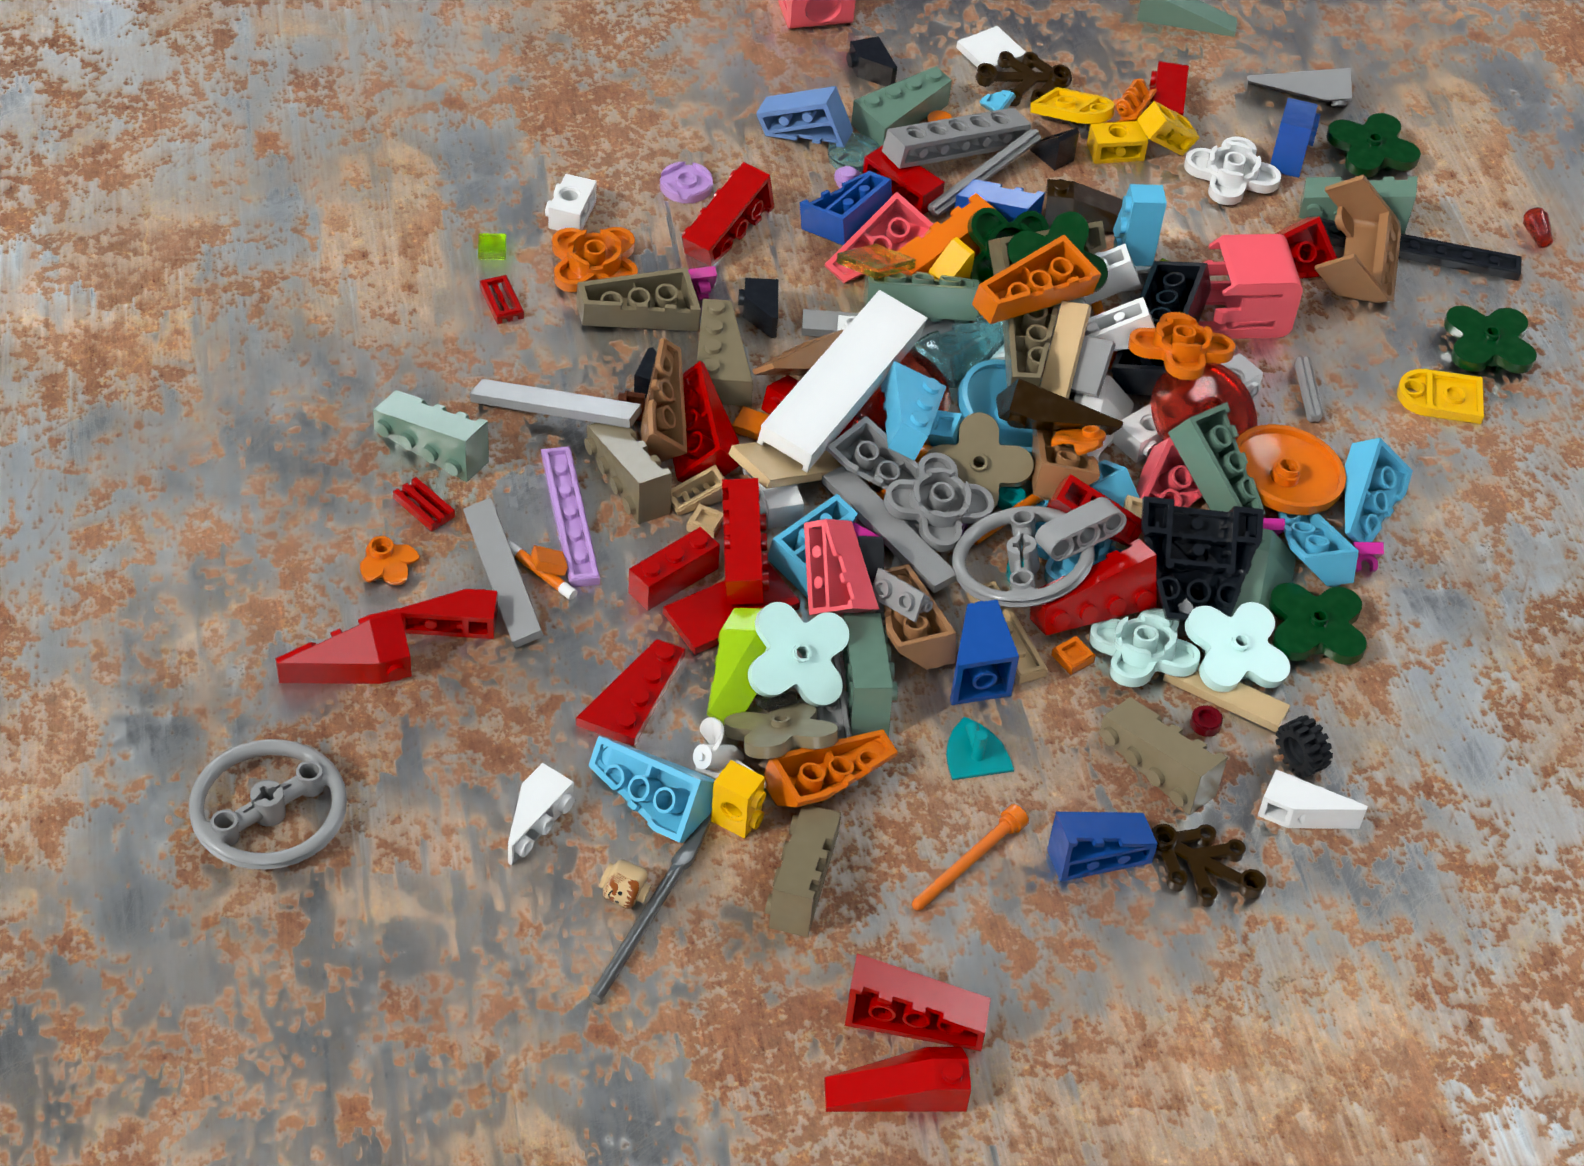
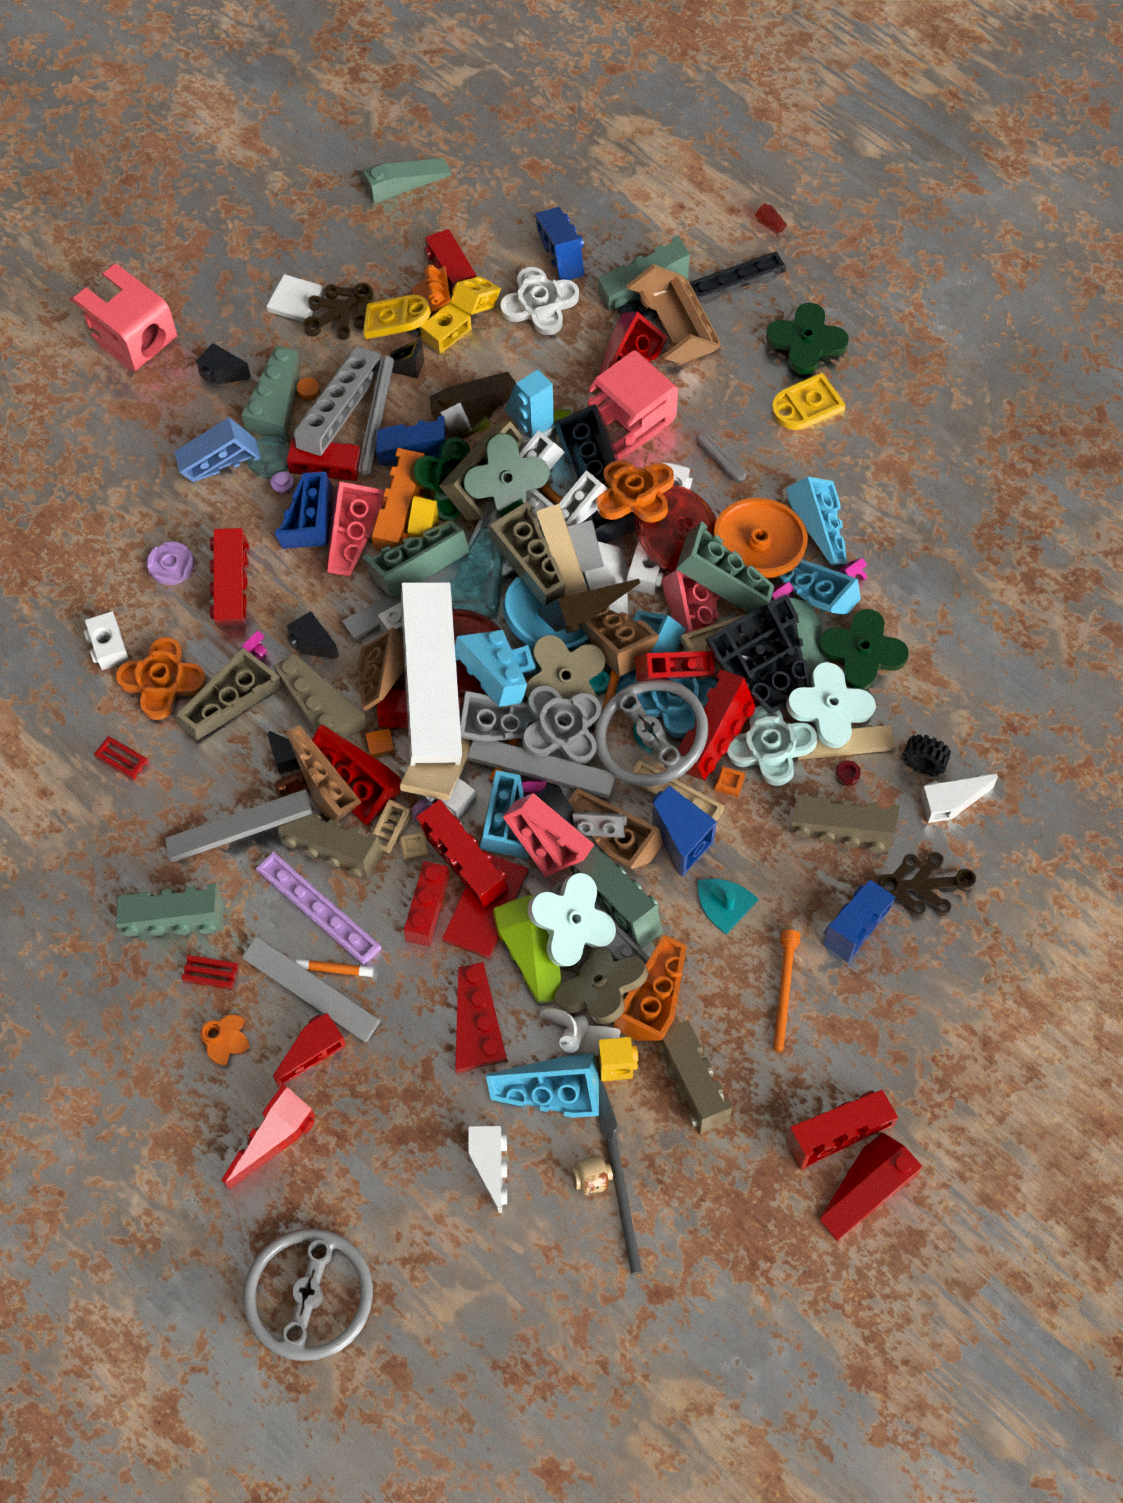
camera: 30 degrees left, 15 degrees up
(492, 246) = (76, 716): clear neon green tile -> none
(549, 560) = (337, 957): orange tile -> none
(876, 261) = (369, 551): clear yellow tile -> none
(997, 100) = (336, 344): medium azure tile -> none
(1037, 282) = (517, 502): orange wedge -> none
(1080, 528) = (682, 691): light grey beam -> none
(1084, 440) = (623, 611): orange plate -> none
(1324, 85) = (547, 185): light grey wedge -> none
(1373, 145) = (617, 217): dark green plant -> none

